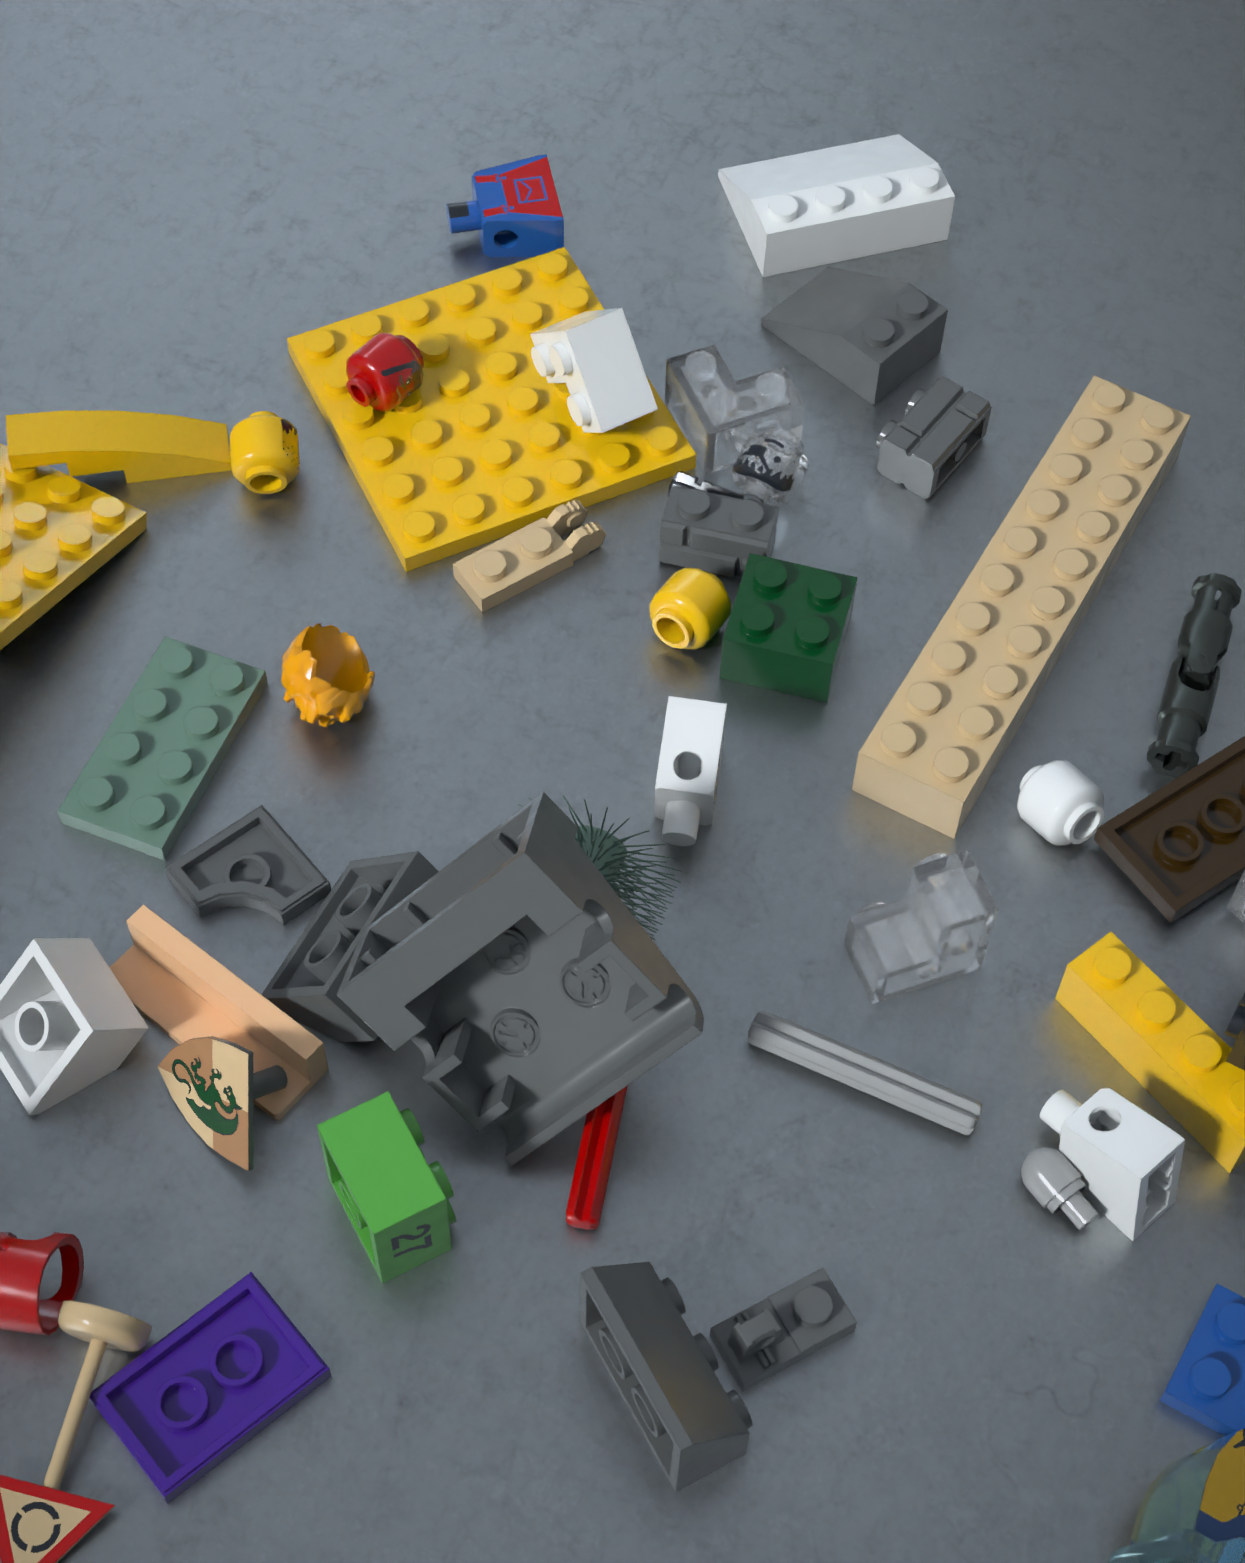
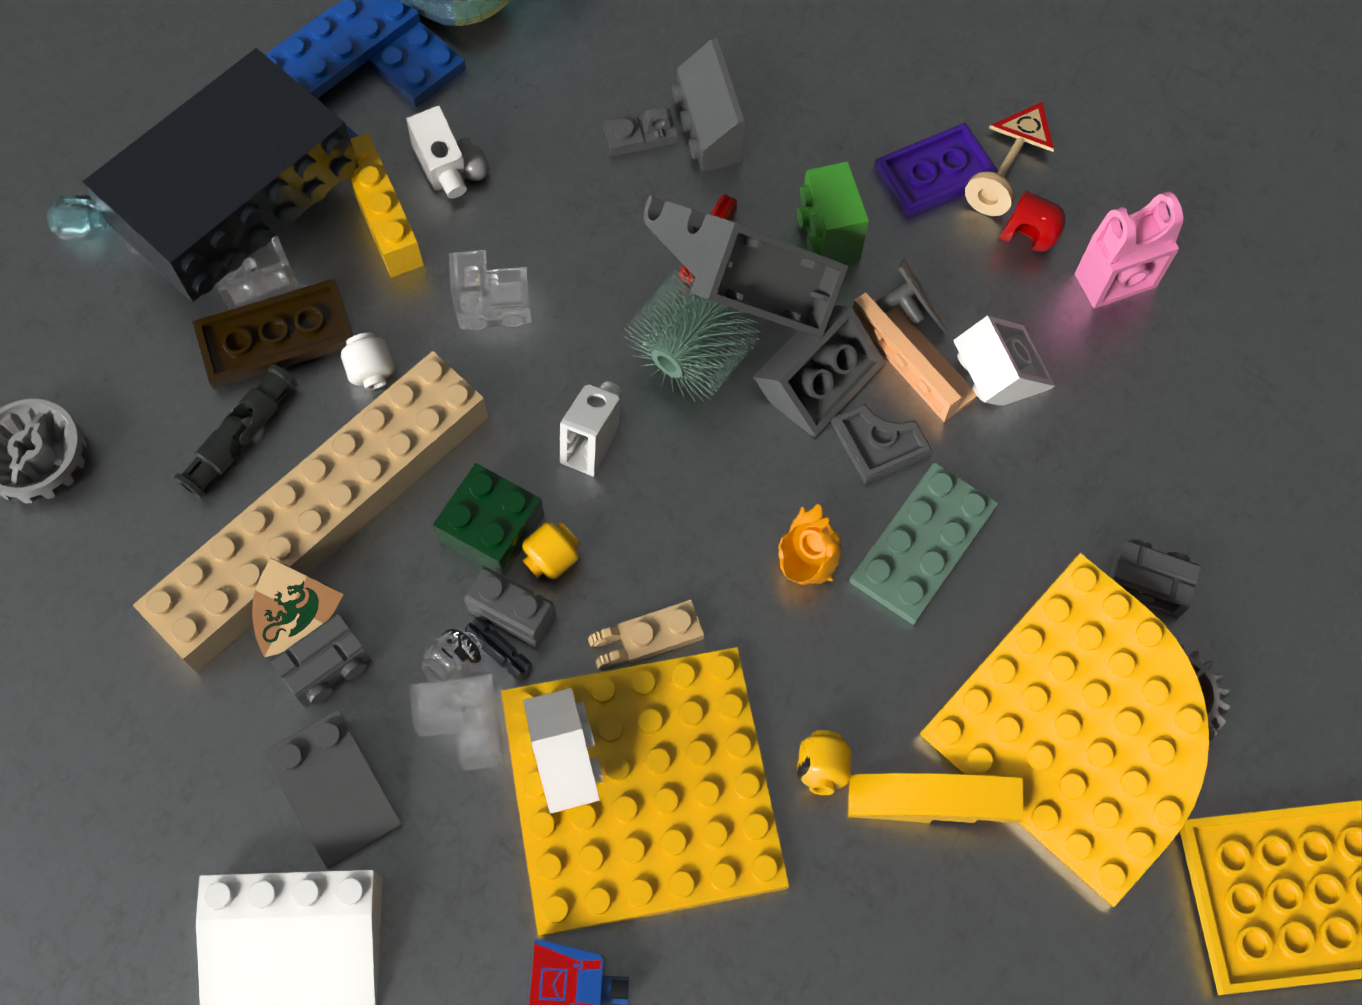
camera: 165 degrees left, 10 degrees up
(384, 371) = (721, 800): red head -> none
(865, 1072) = (551, 242): light grey axle -> none
(997, 462) = (289, 607): none -> shield

